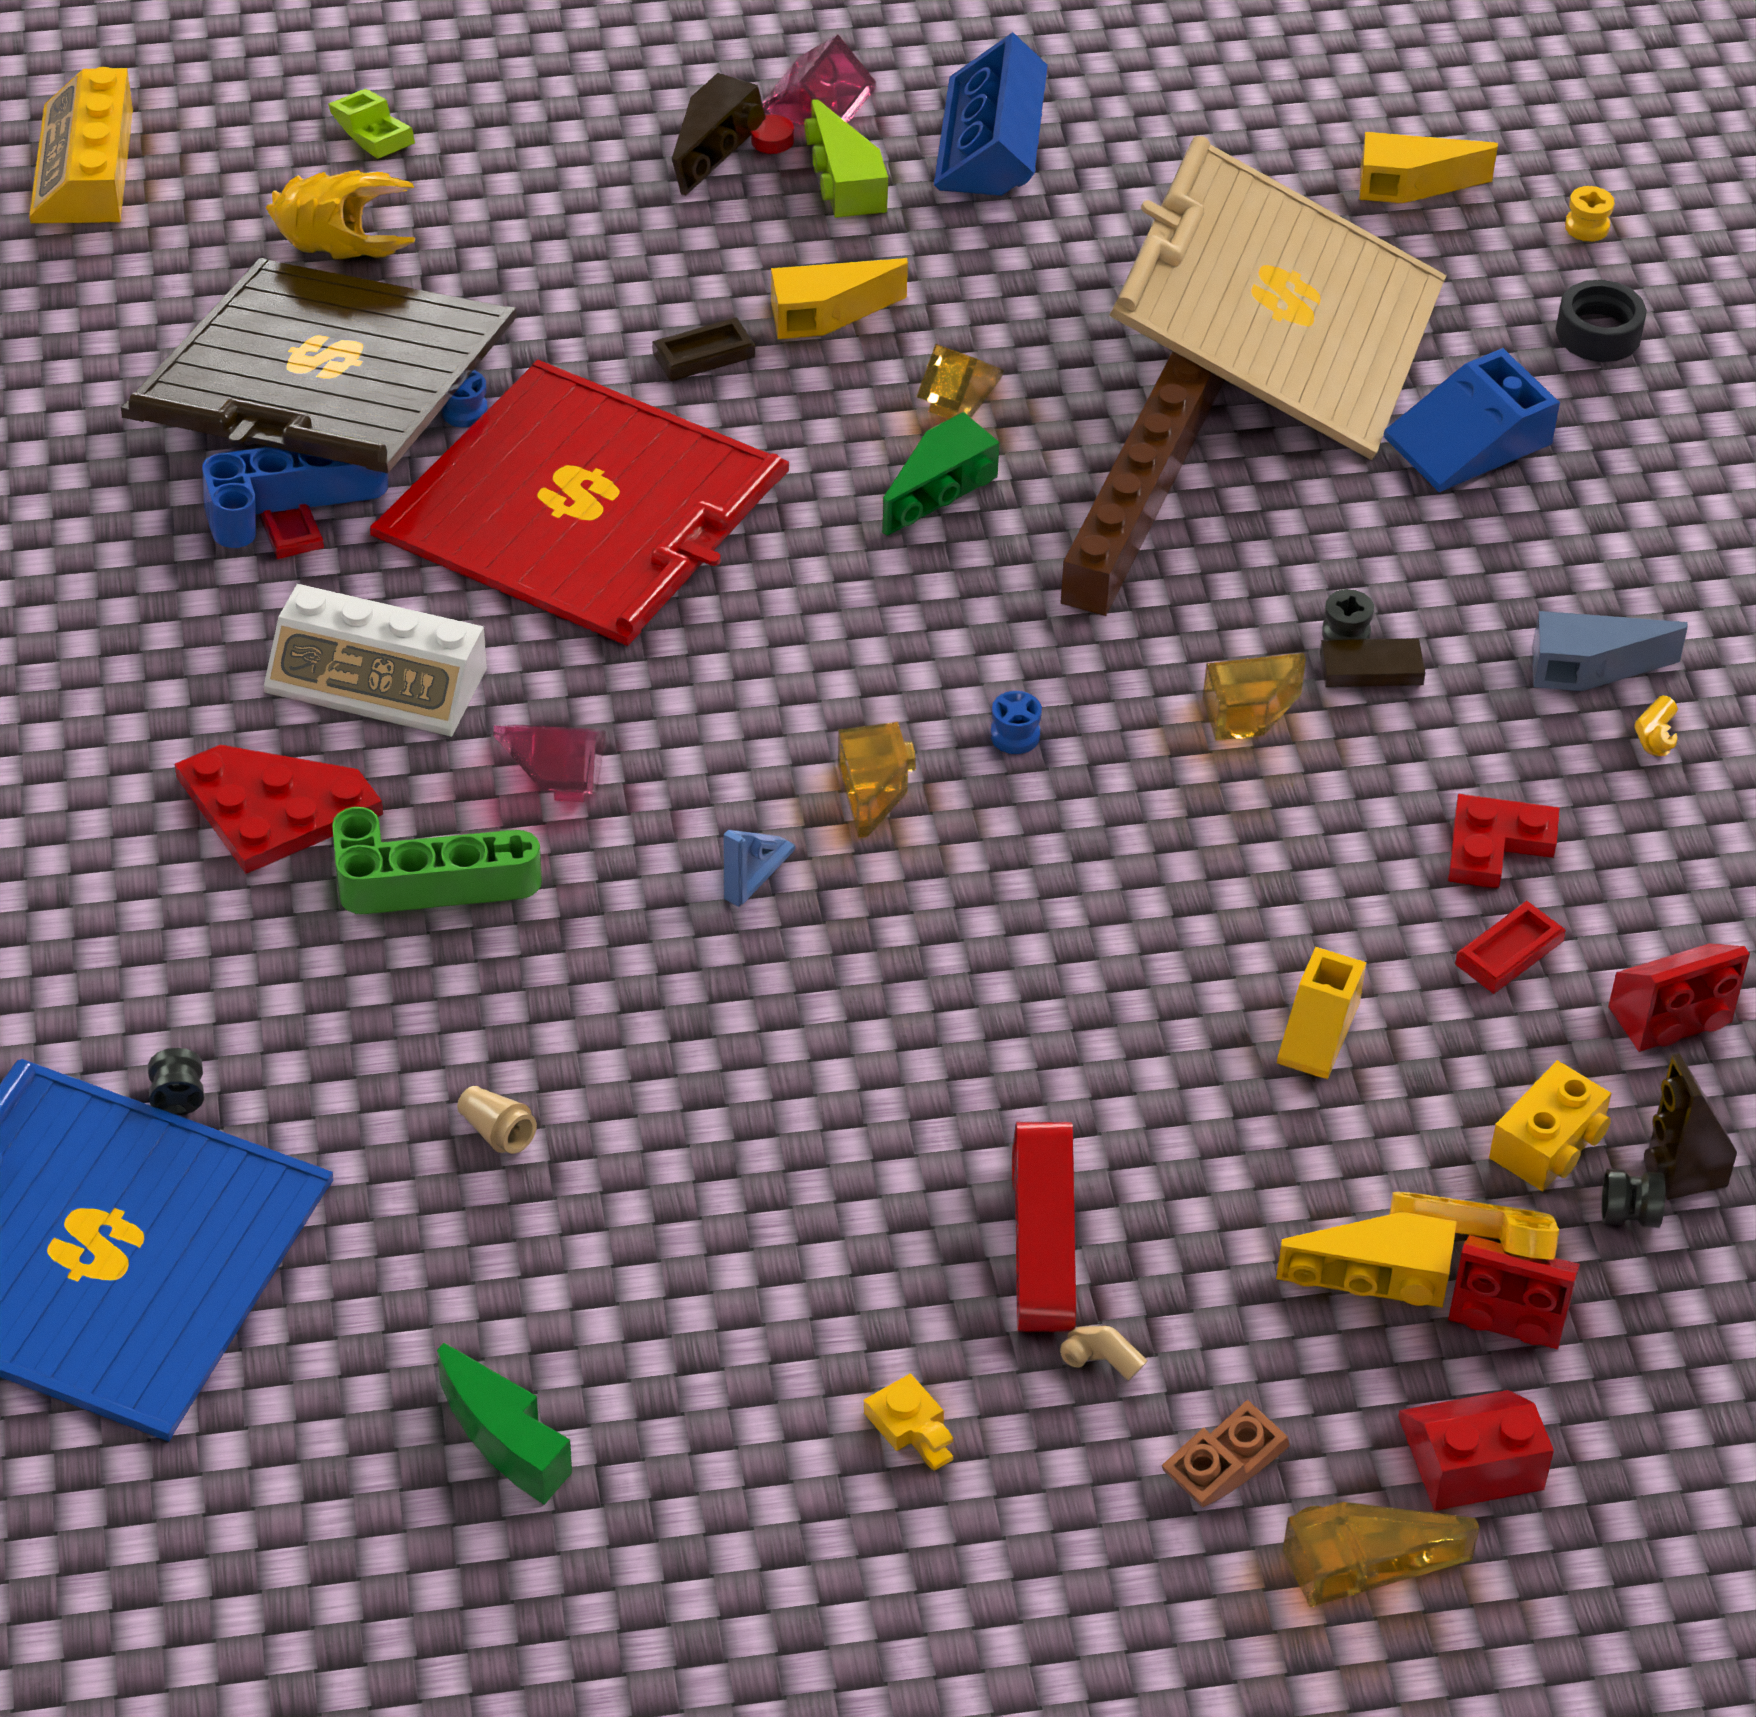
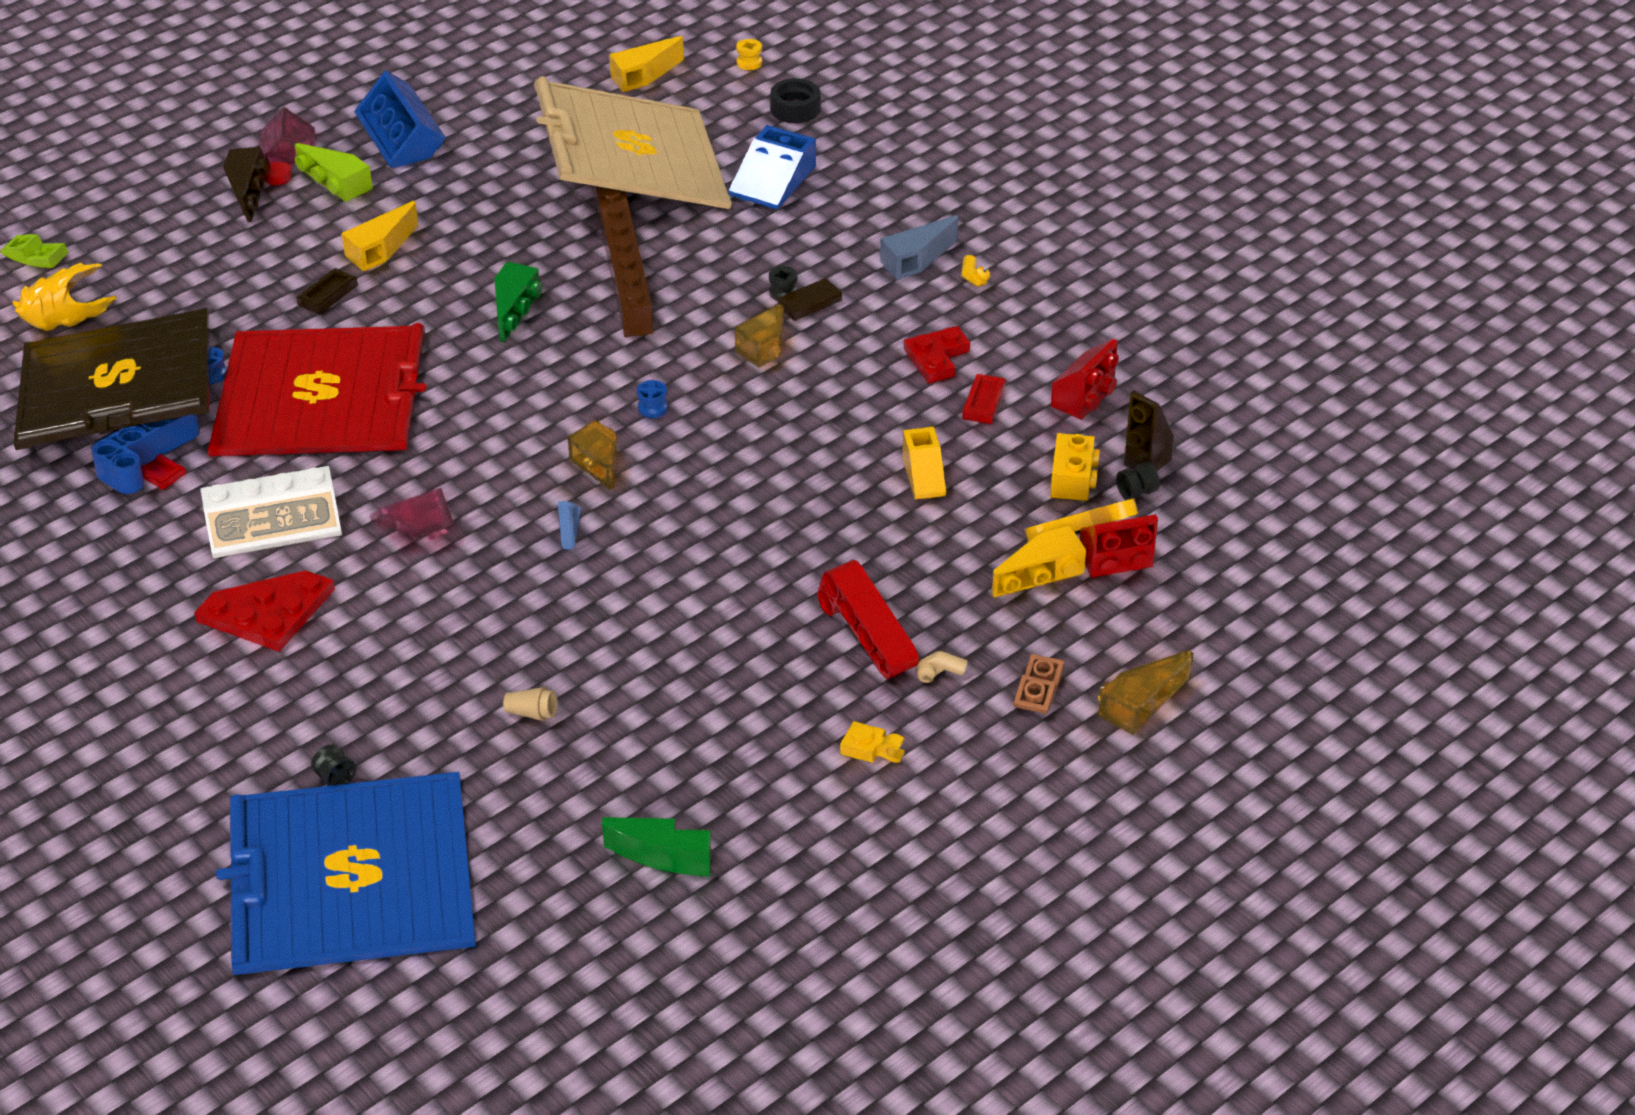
camera: 30 degrees left, 5 degrees down
(430, 870) = (388, 603): bright green beam -> none
(957, 382) = (486, 251): clear yellow slope -> none
(1478, 1448) = (1157, 623): red slope -> none

